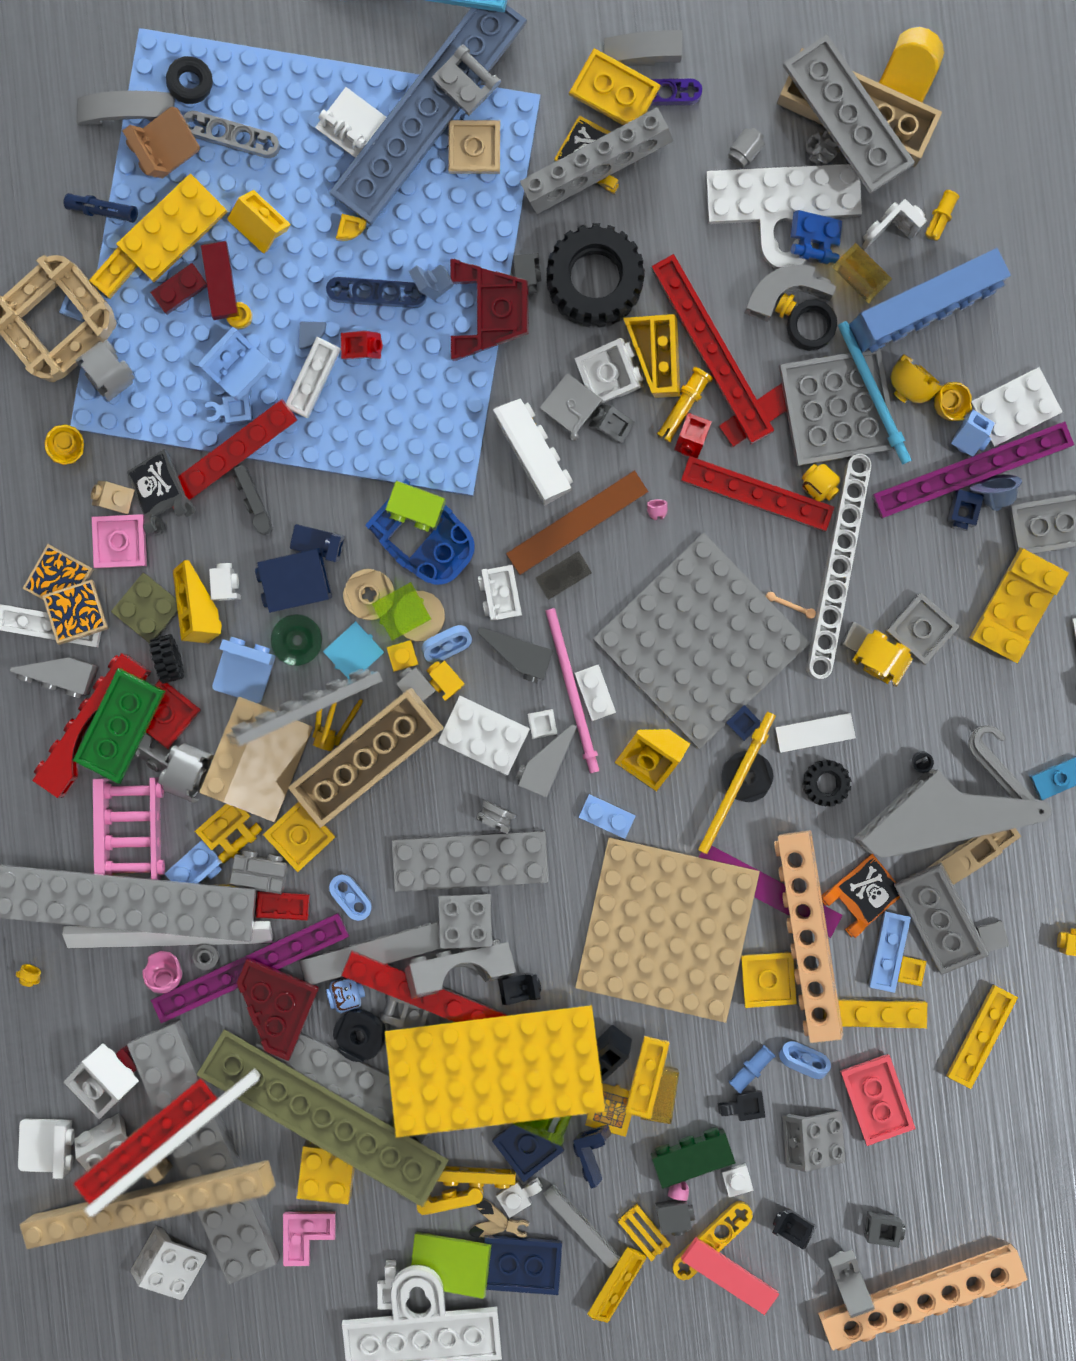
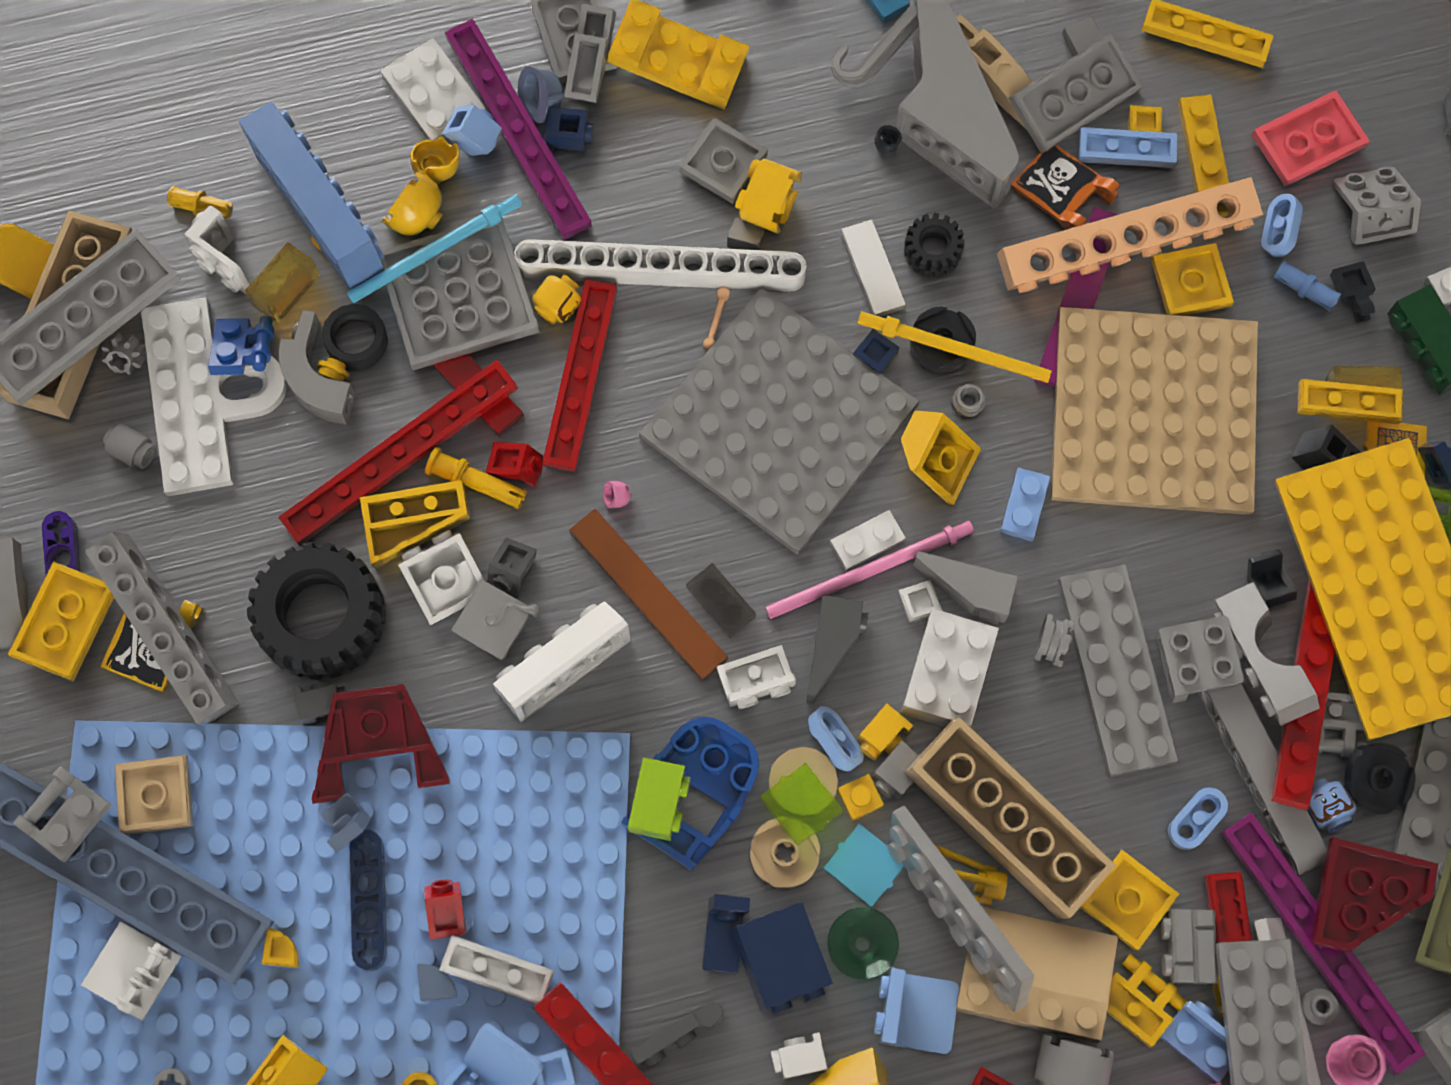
camera: 100 degrees left, 15 degrees down
(703, 788) = (973, 392): none -> light grey plate
(1026, 533) = (590, 53): none -> light grey slope

